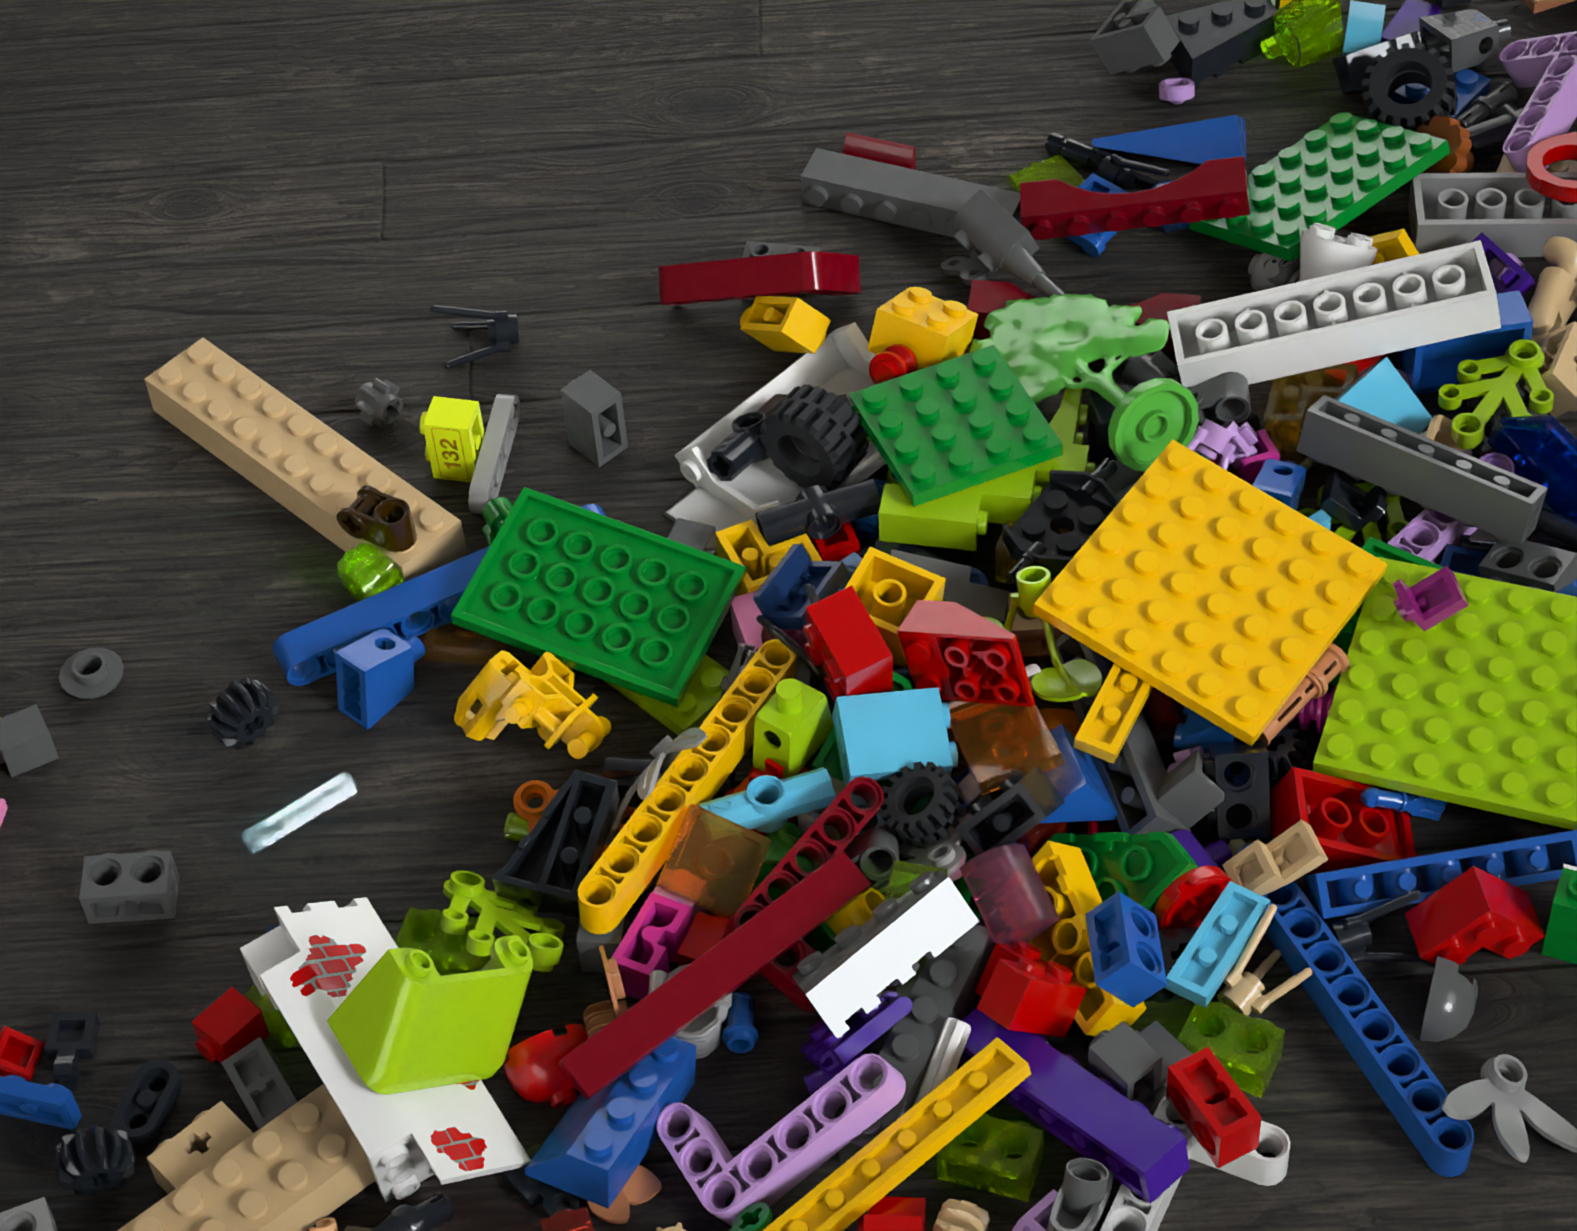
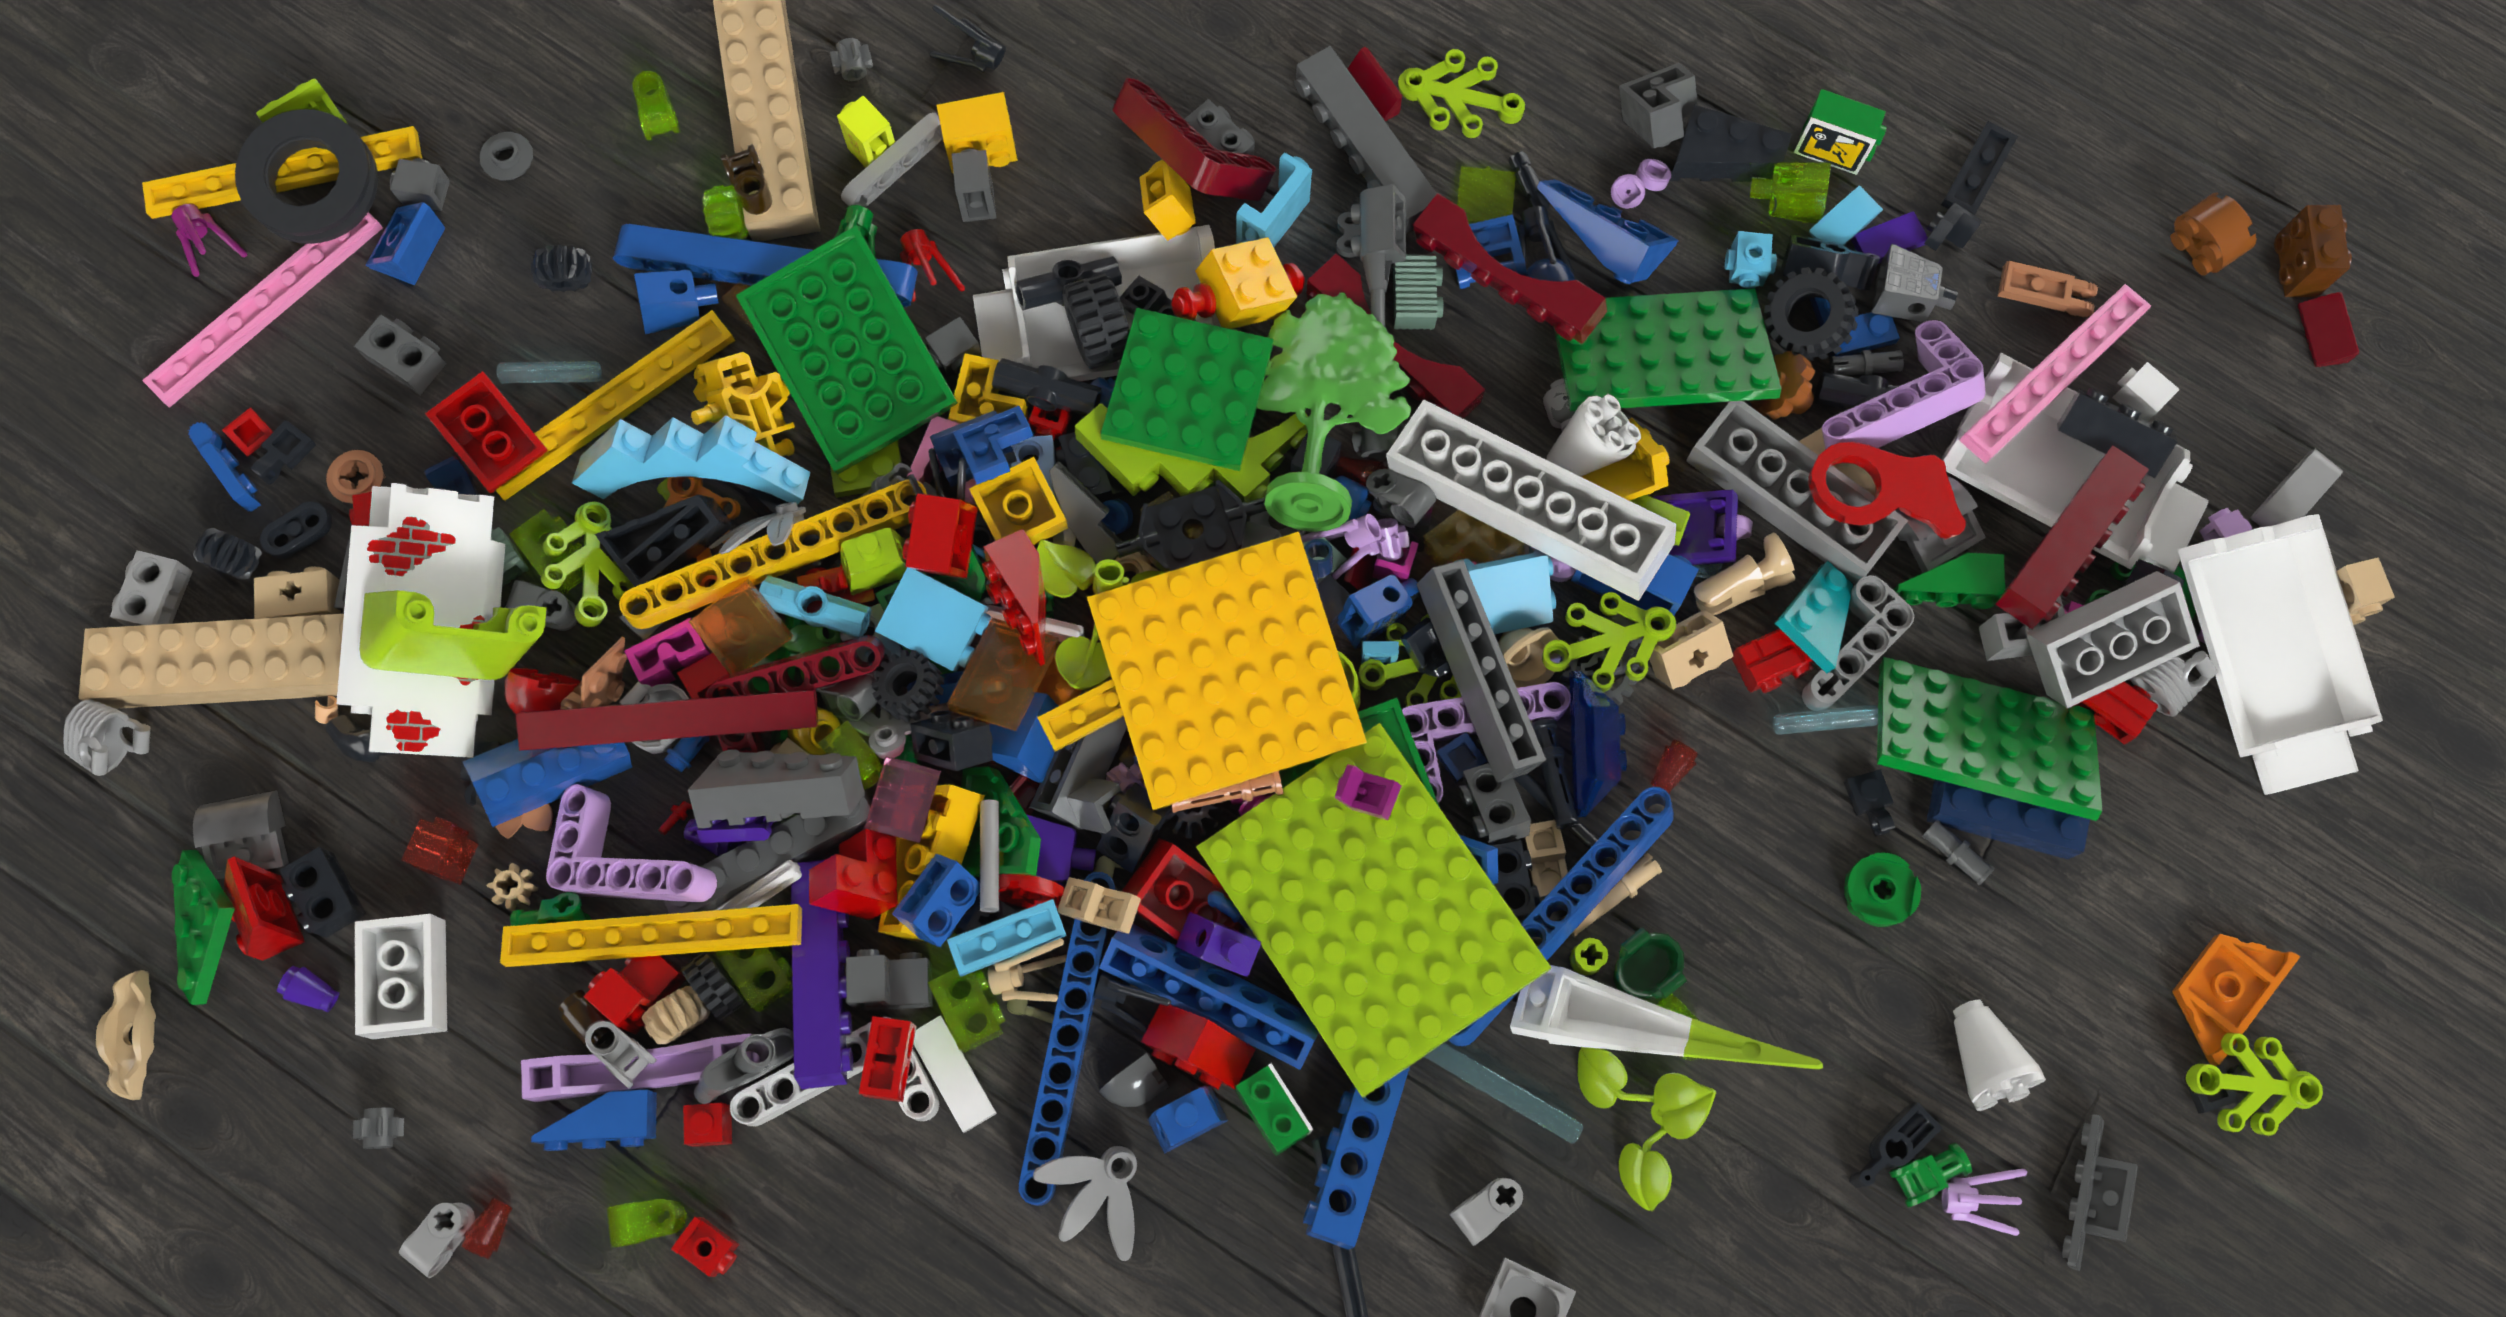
camera: 30 degrees right, 25 degrees up
(47, 795) = (407, 243): none -> blue slope
(175, 1003) = (346, 466): none -> nougat gear
(215, 543) = (655, 110): none -> clear neon green piece
(284, 871) = (486, 432): none -> red slope
(394, 784) = (623, 396): none -> yellow plate
(515, 755) = (677, 450): none -> medium azure arch
(549, 368) = (978, 125): none -> yellow brick
(613, 500) = (919, 252): none -> red plant
(783, 1081) = (678, 812): none -> red hand
(820, 561) = (983, 442): none -> blue plate
(881, 265) = (1283, 208): none -> medium azure panel
(970, 1179) = (713, 985): none -> black tyre
(1007, 116) = (1457, 93): none -> lime plant
(1070, 267) = (1416, 292): none -> sand green brick
(1137, 885) = (989, 856): none -> light grey piece
(1168, 110) = (1628, 191): none -> lavender tile
(1281, 1017) = (1020, 1007): none -> olive hand
(1309, 1127) = (952, 1074): none -> white tile
(1318, 92) = (1750, 259): none -> medium azure brick
(1414, 822) = (1222, 944): none -> dark purple torso
(1533, 975) = (1187, 1118): none -> blue torso

